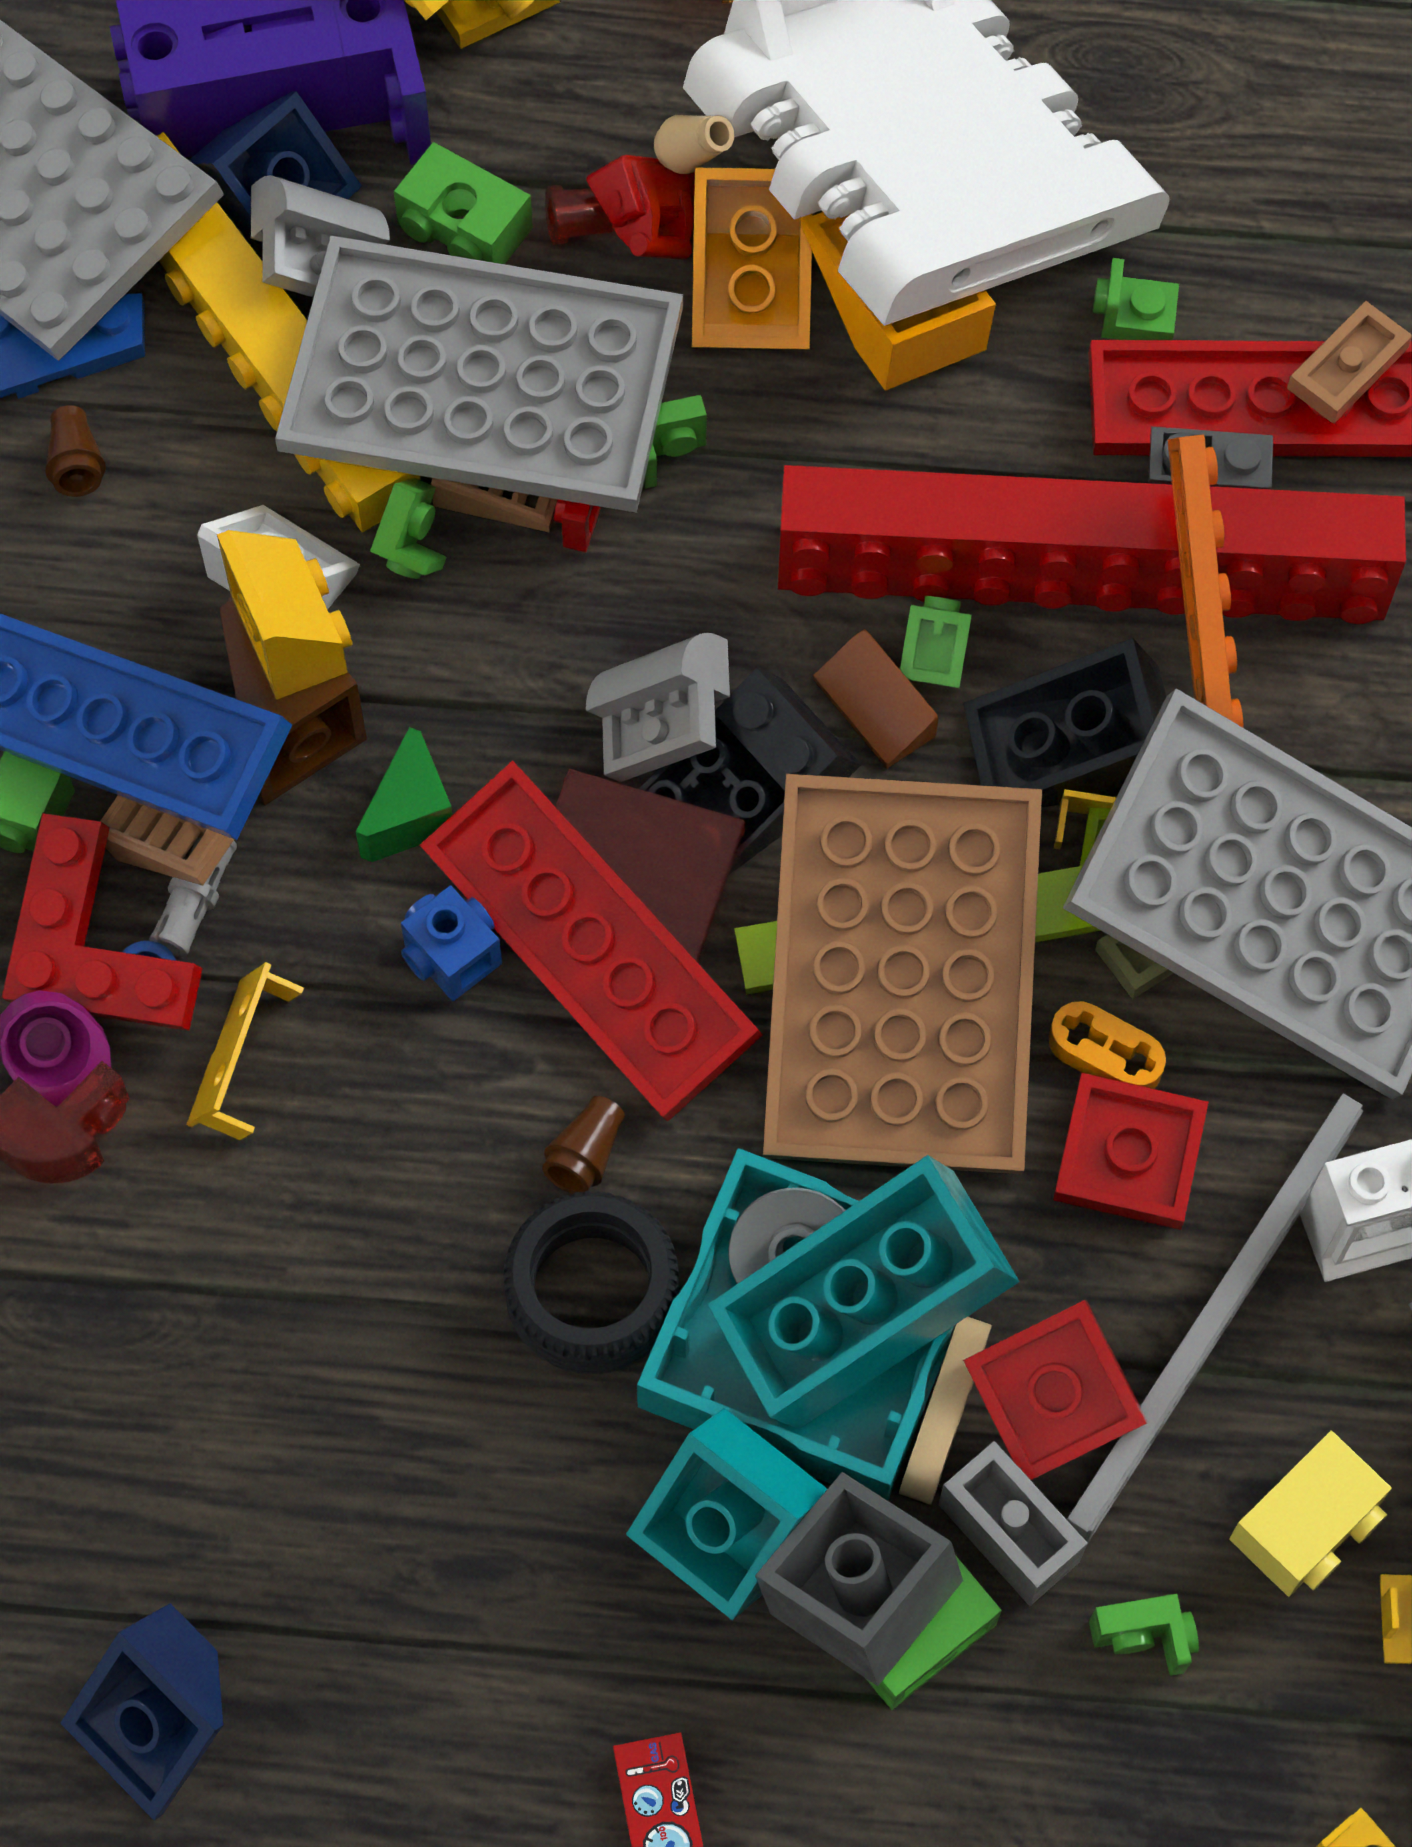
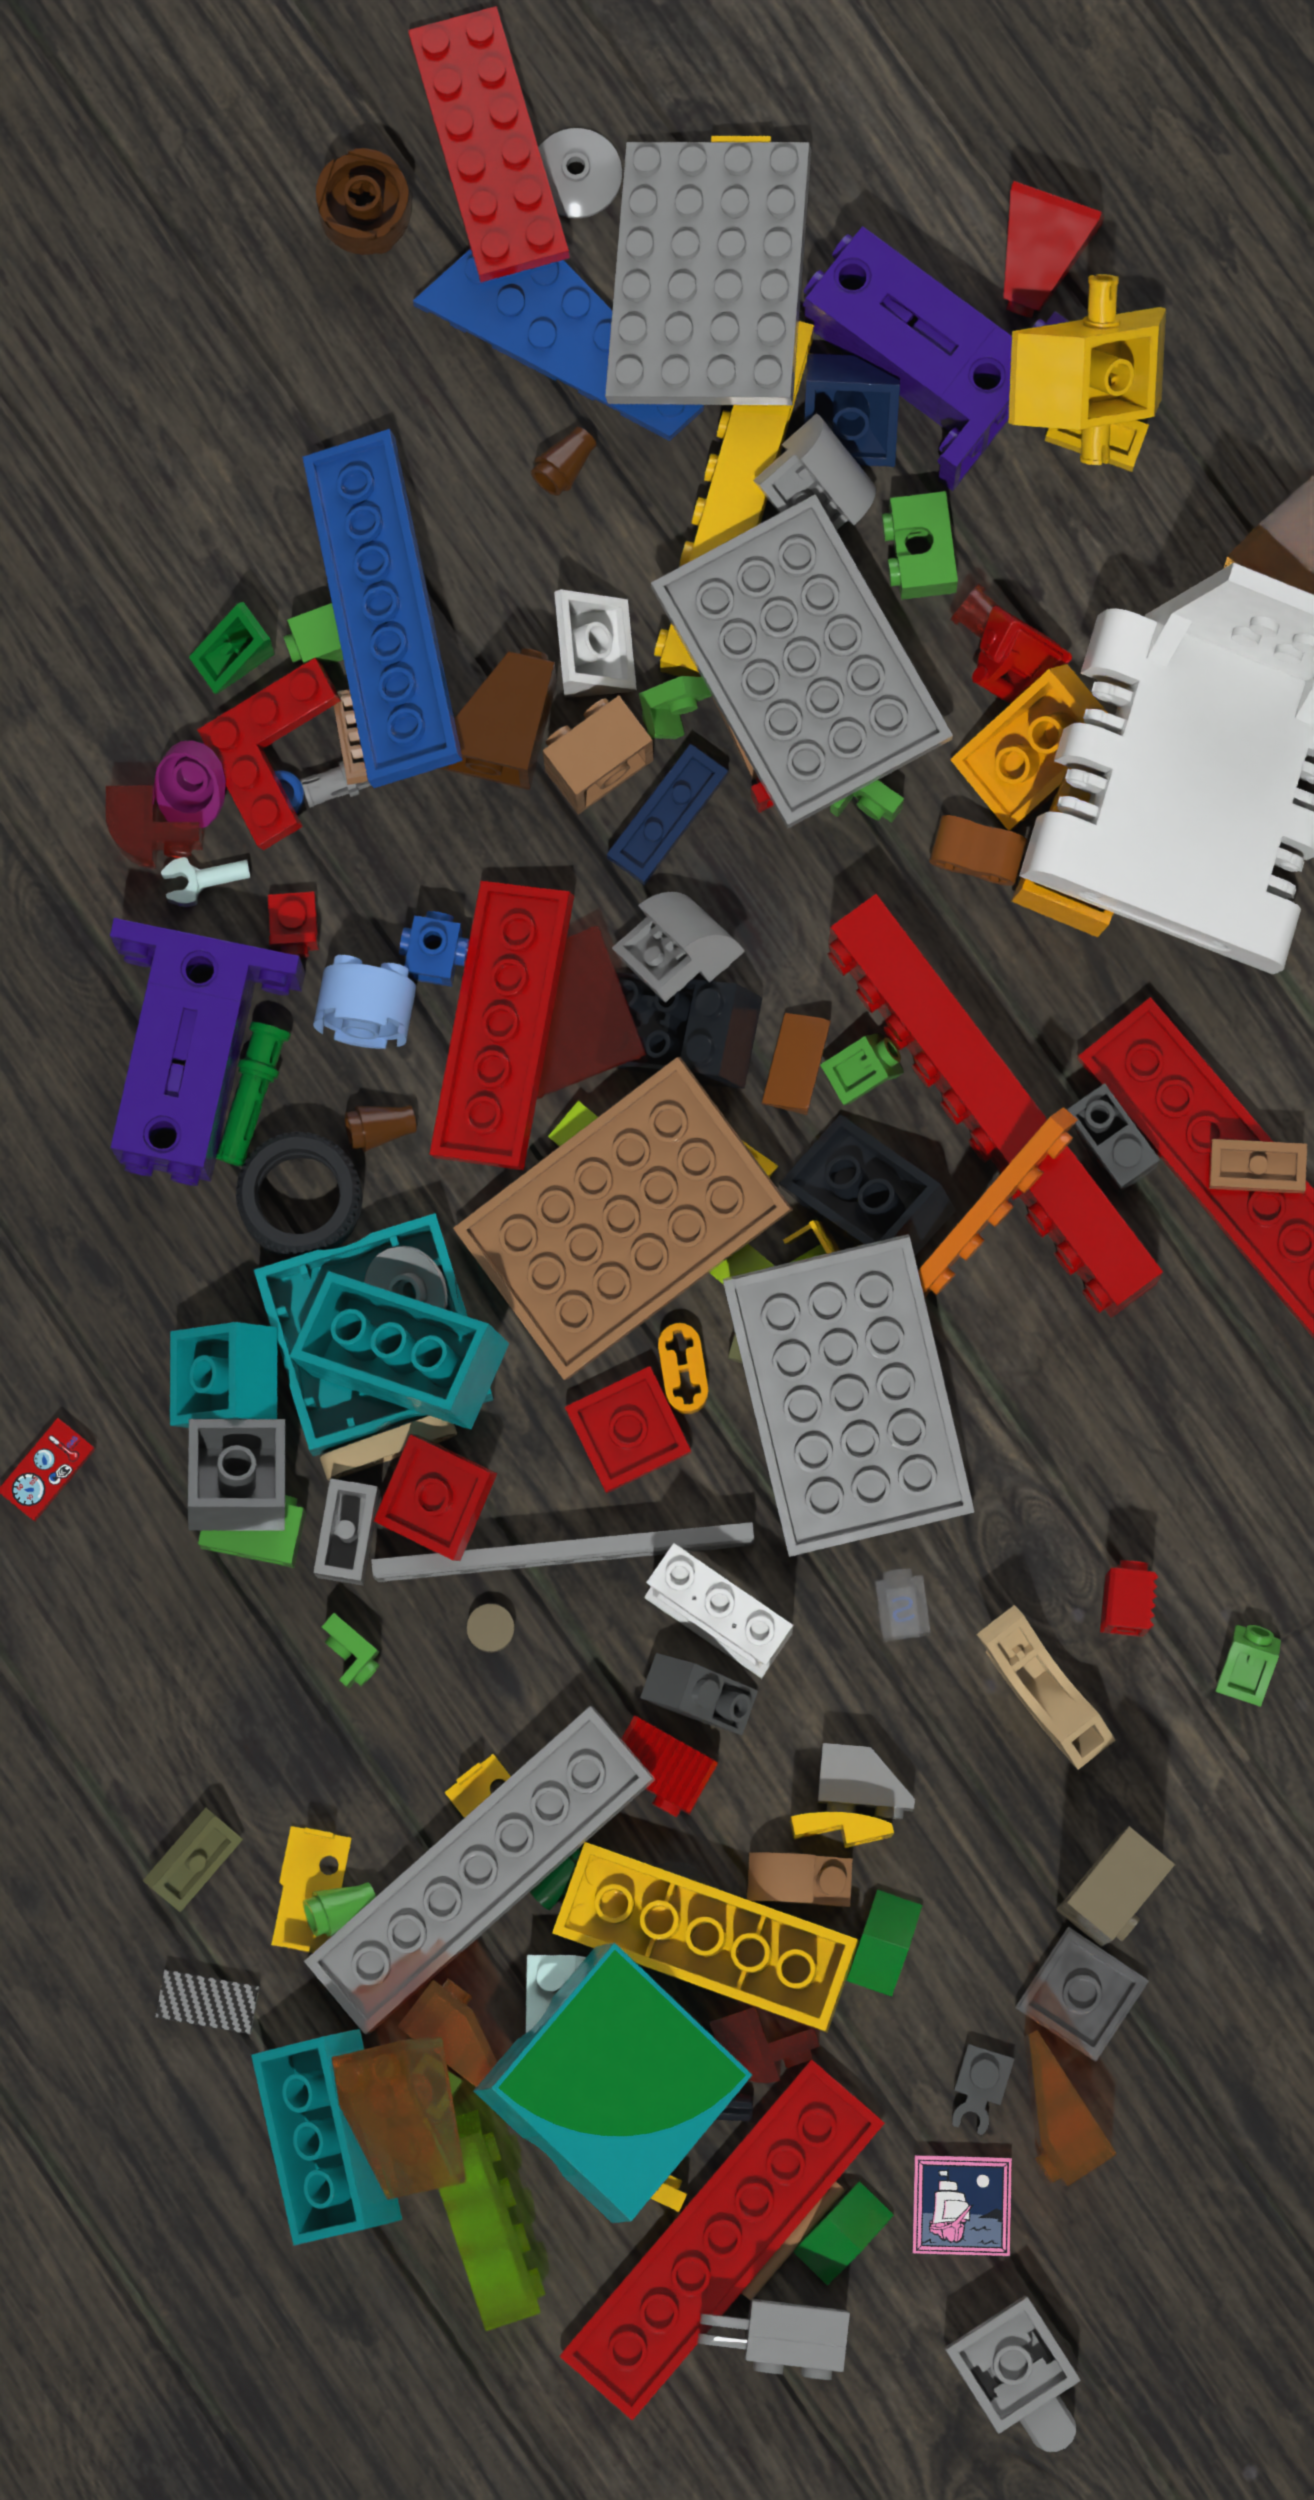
camera: 55 degrees right, 15 degrees up
(158, 1122) = (201, 878): none -> light aqua bar
(228, 1049) = (270, 881): yellow piece -> none
(284, 610) = (524, 696): yellow slope -> none
(293, 1066) = (293, 923): none -> red bracket
(324, 1257) = (188, 1044): none -> dark purple brick
(396, 627) = (597, 753): none -> medium nougat brick
(406, 804) = (503, 850): green slope -> none
(418, 1223) = (256, 1072): none -> green pin
(446, 1047) = (365, 1002): none -> light blue brick
(514, 626) = (667, 814): none -> dark blue plate
(692, 141) = (1064, 651): tan cone -> none
(807, 382) = (977, 850): none -> dark orange axle
(1135, 306) = (1205, 1004): bright green bracket -> none
(1236, 1463) = (490, 1628): none -> dark tan tile
(1311, 1515) = (486, 1690): light yellow brick -> none

